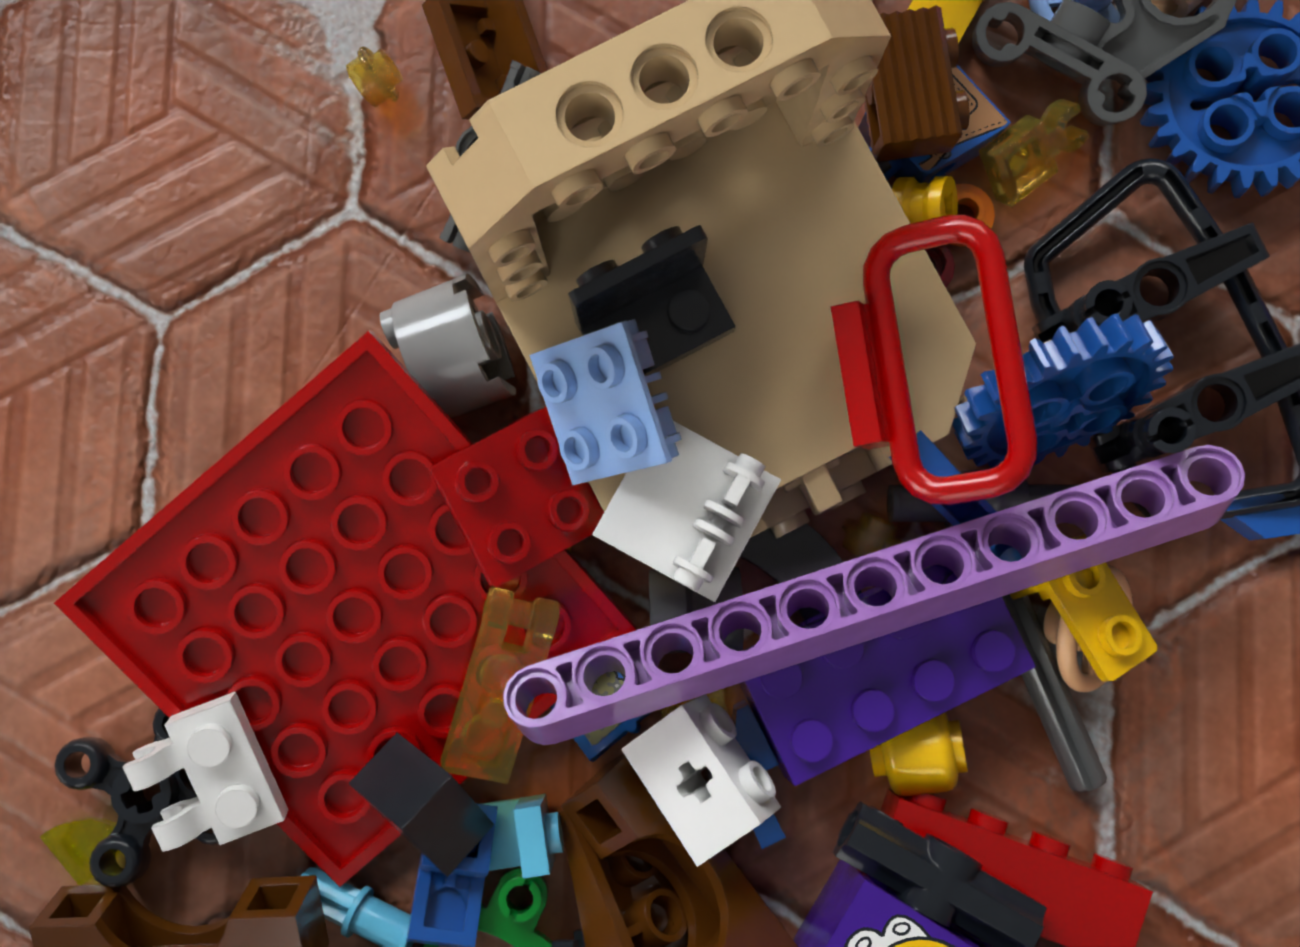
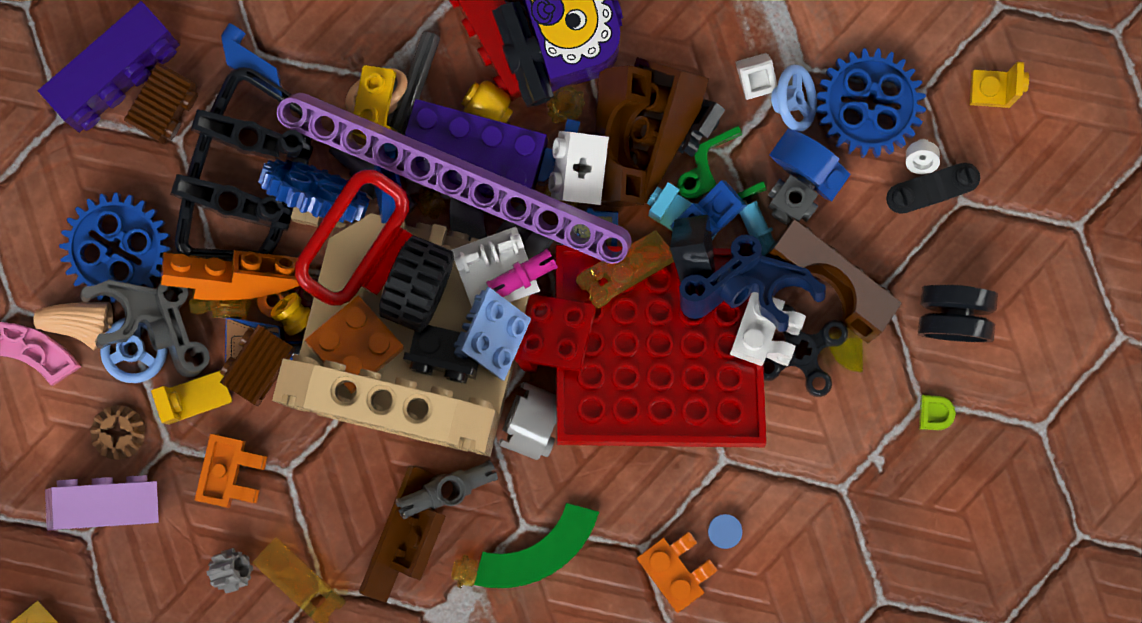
camera: 135 degrees left, 0 degrees up
(58, 438) = (725, 531): none -> medium blue tile
(86, 314) = (671, 575): none -> orange plate
(284, 186) = (541, 559): none -> green tile
(303, 839) = (743, 275): none -> dark blue piece
(638, 533) = (523, 274): none -> dark pink pin
(788, 369) = (416, 283): none -> black tyre
(798, 213) = (356, 340): none -> orange plate
(805, 855) = (566, 104): none -> clear yellow animal
(1040, 198) = (245, 277): none -> orange slope

